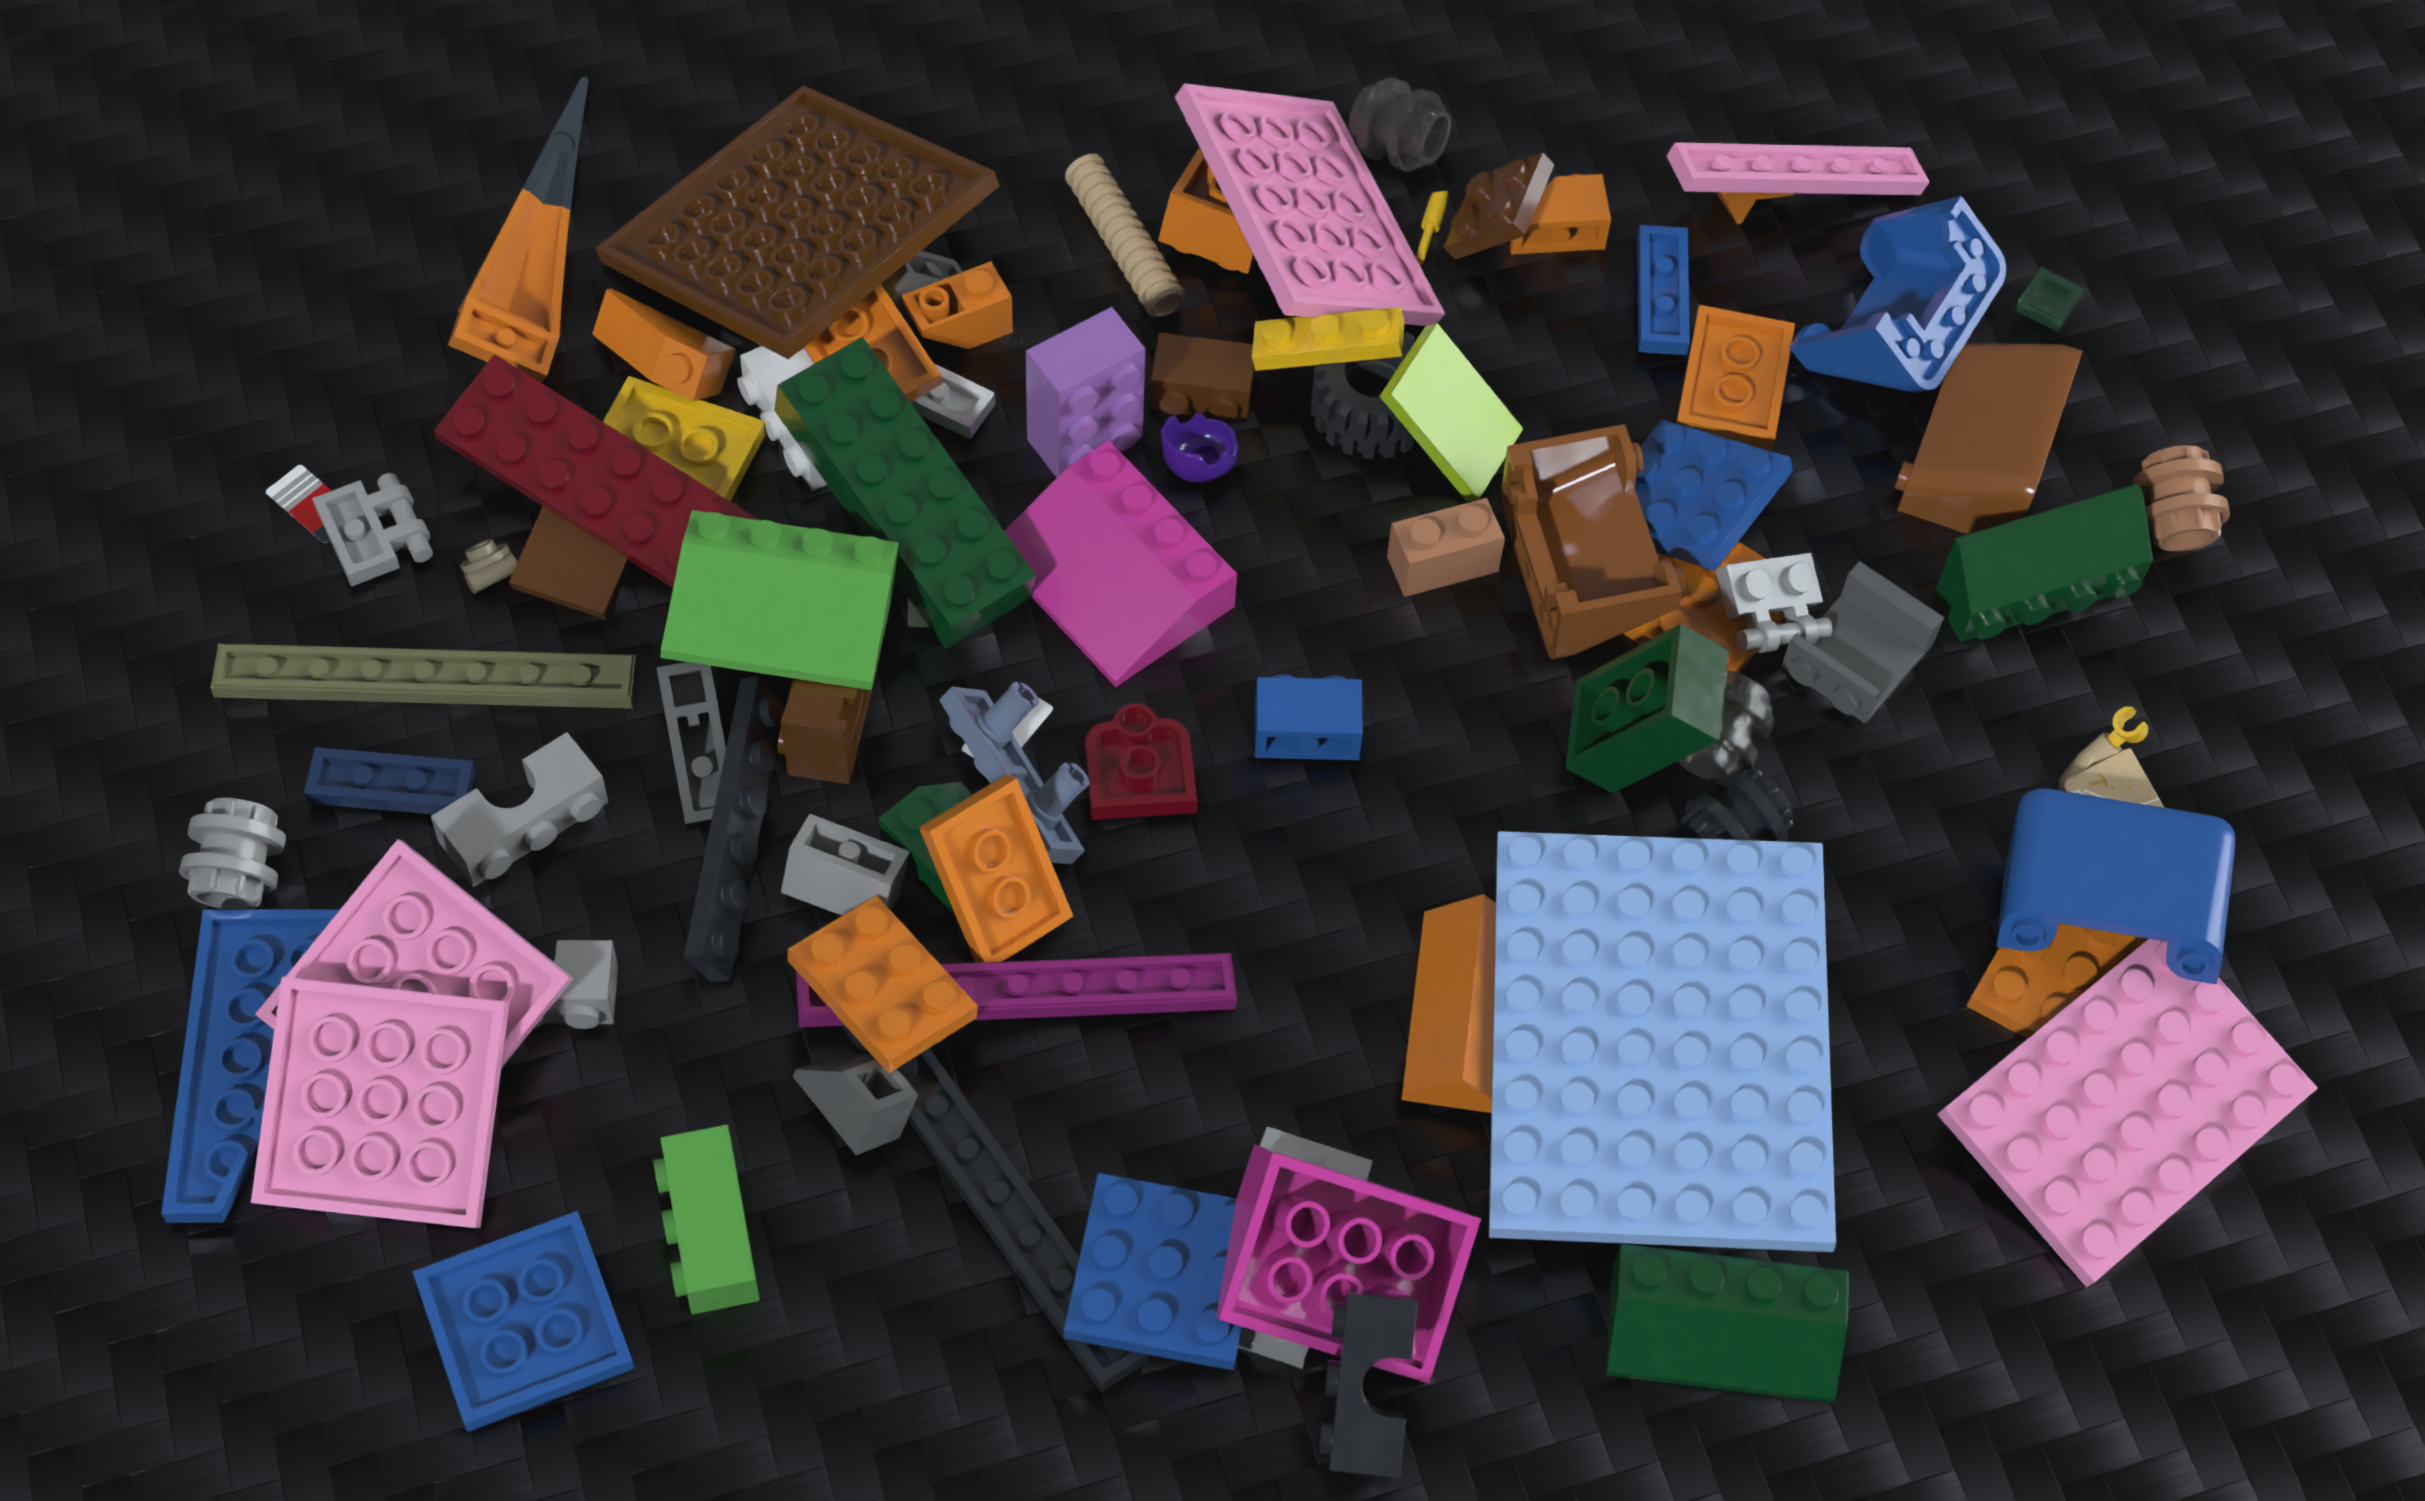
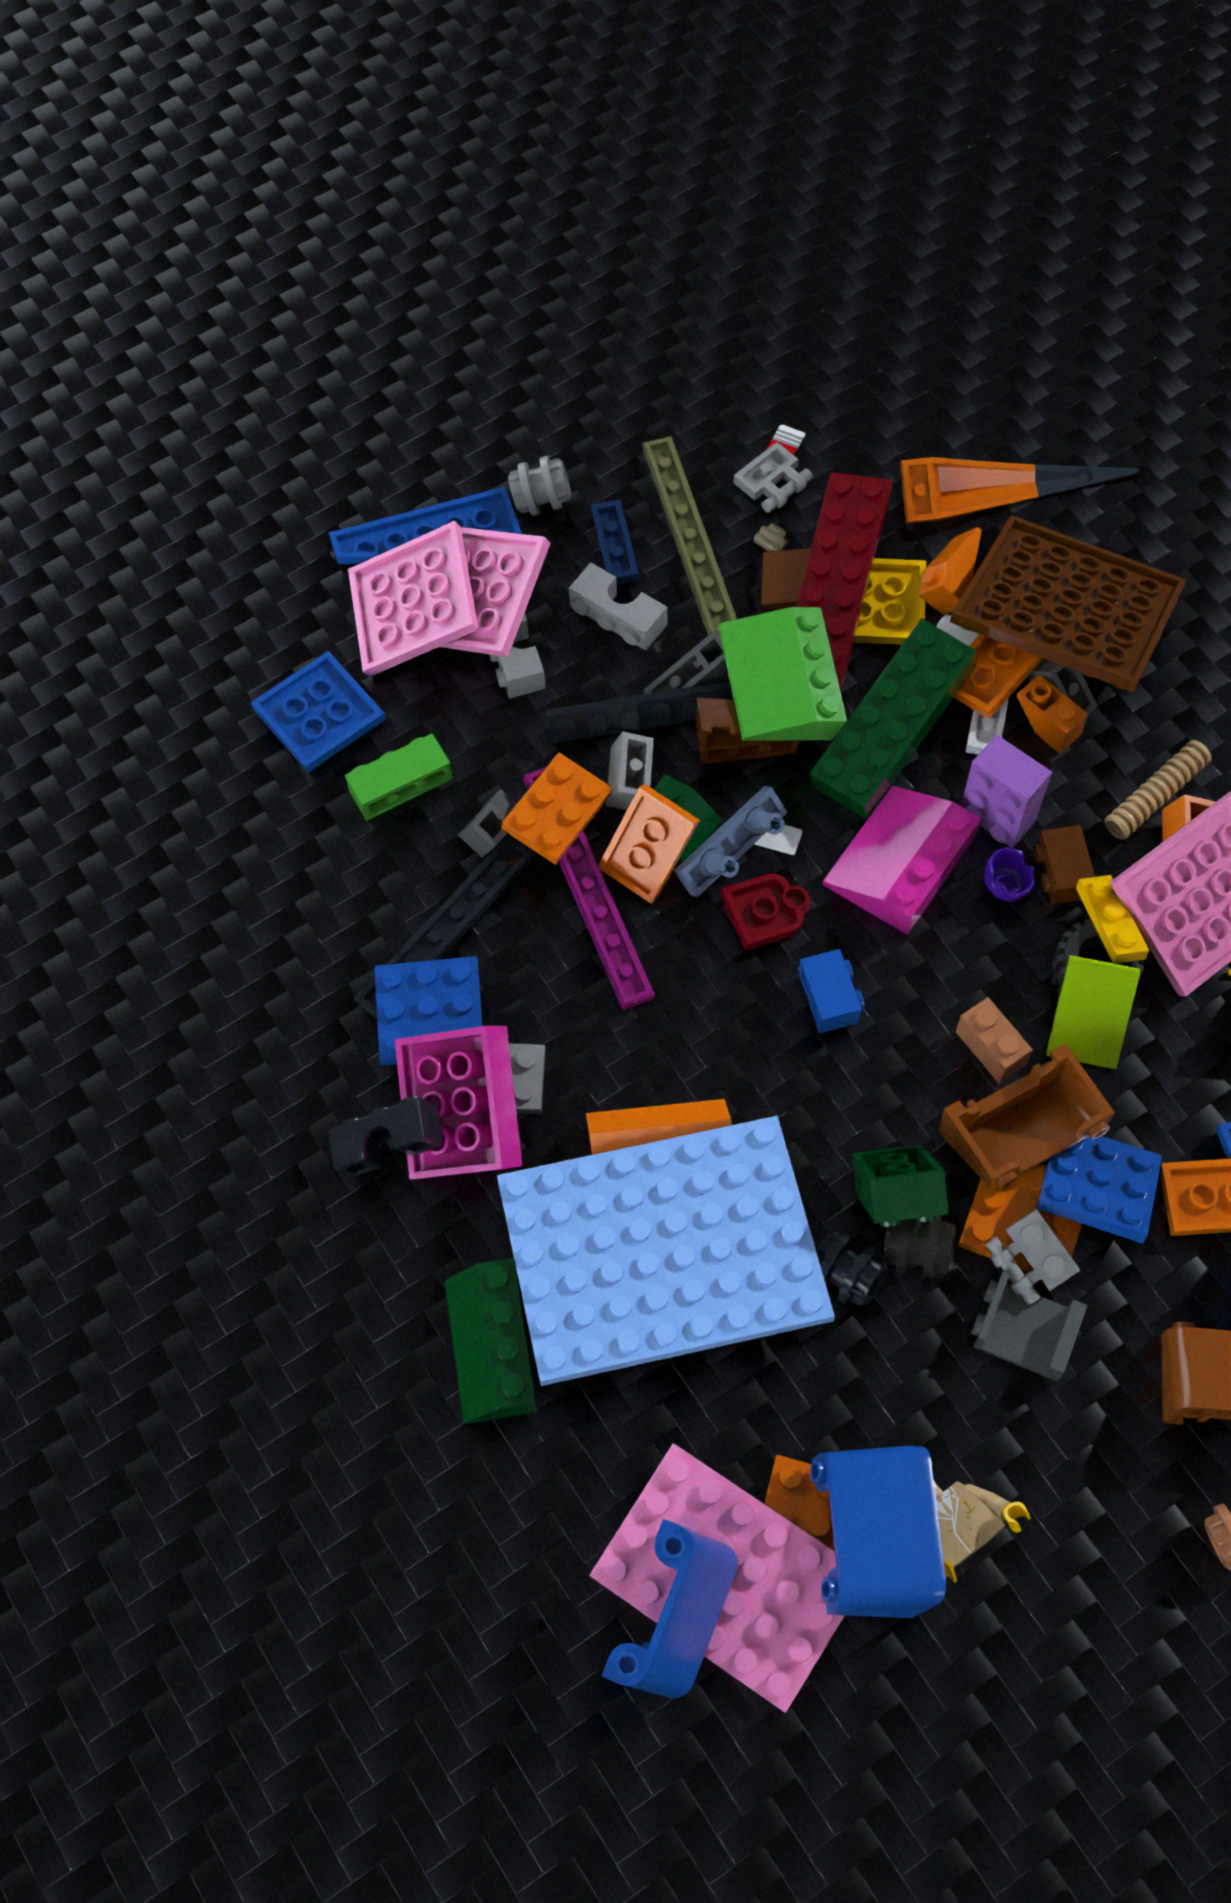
camera: 80 degrees right, 5 degrees up
(2046, 564) = (1141, 1440): dark green slope -> none
(2253, 1213) = (688, 1618): none -> blue windscreen

